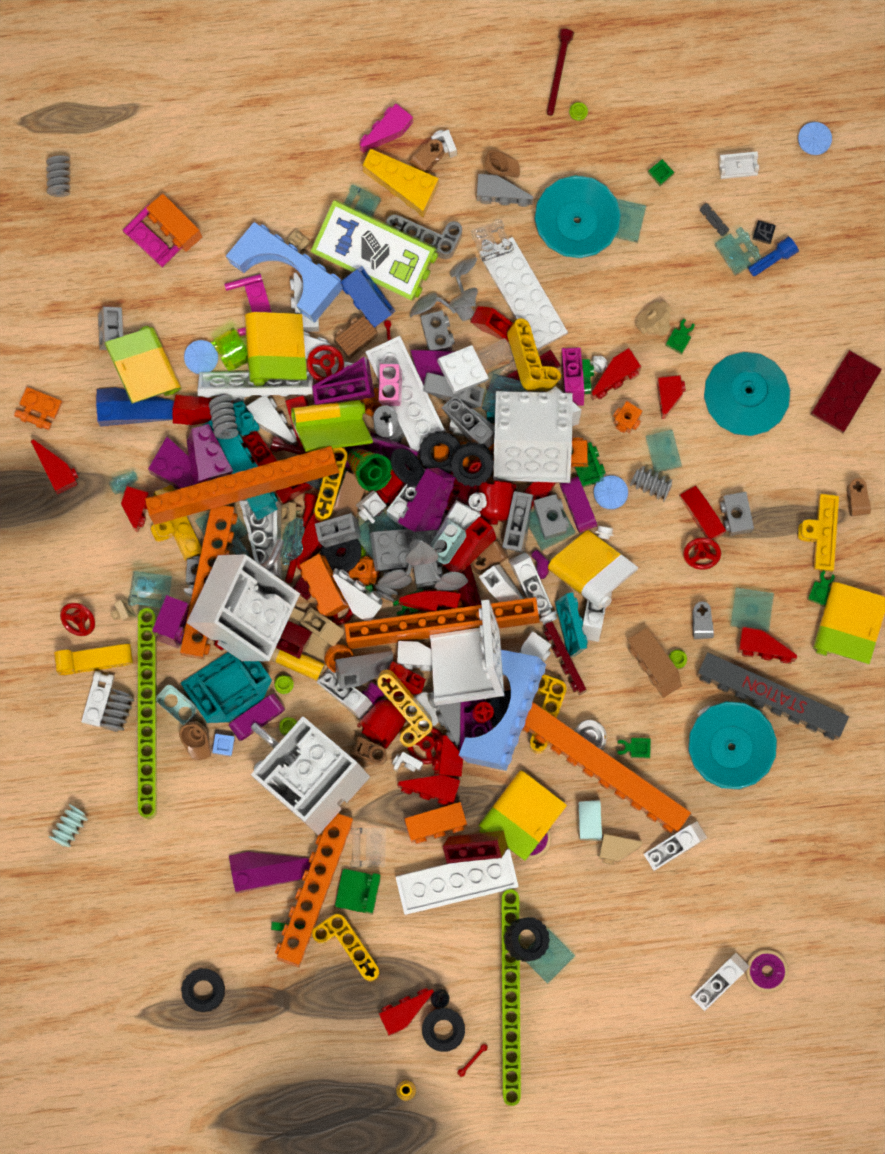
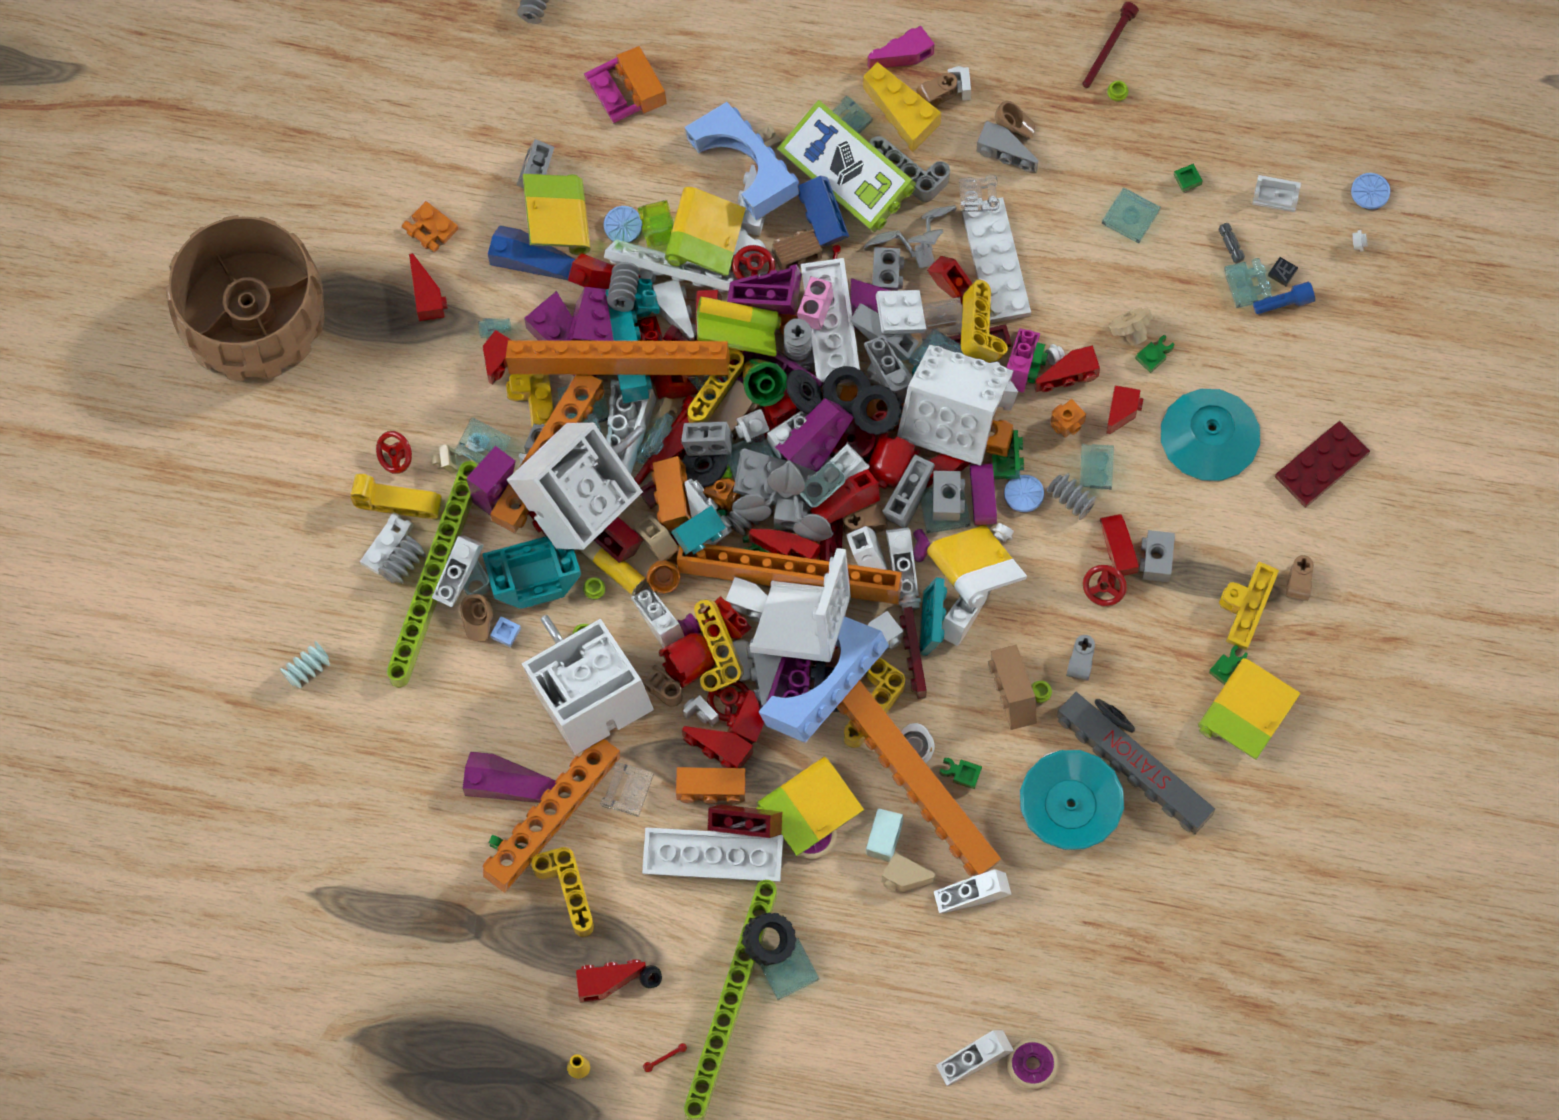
camera: 20 degrees right, 10 degrees down
(168, 708) = (457, 570): none -> white slope
(188, 990) = (385, 869): black tyre -> none
(255, 293) = (703, 174): dark pink plate -> none
(260, 714) = (559, 609): magenta beam -> none
(358, 613) = (699, 530): none -> teal brick
(358, 891) = (600, 833): green bracket -> none
(361, 669) = (683, 594): light grey slope -> none
(458, 1029) = (638, 1030): black tyre -> none
(474, 501) = (871, 452): white plate -> none
(486, 712) = (803, 672): red wheel -> none
(580, 199) = (1083, 177): teal dish -> none
(745, 663) = (1114, 715): none -> black wheel
(752, 609) = (1142, 663): clear light blue plate -> none
(761, 644) = (1139, 702): red slope -> none
(819, 186) = (1359, 240): none -> white plate

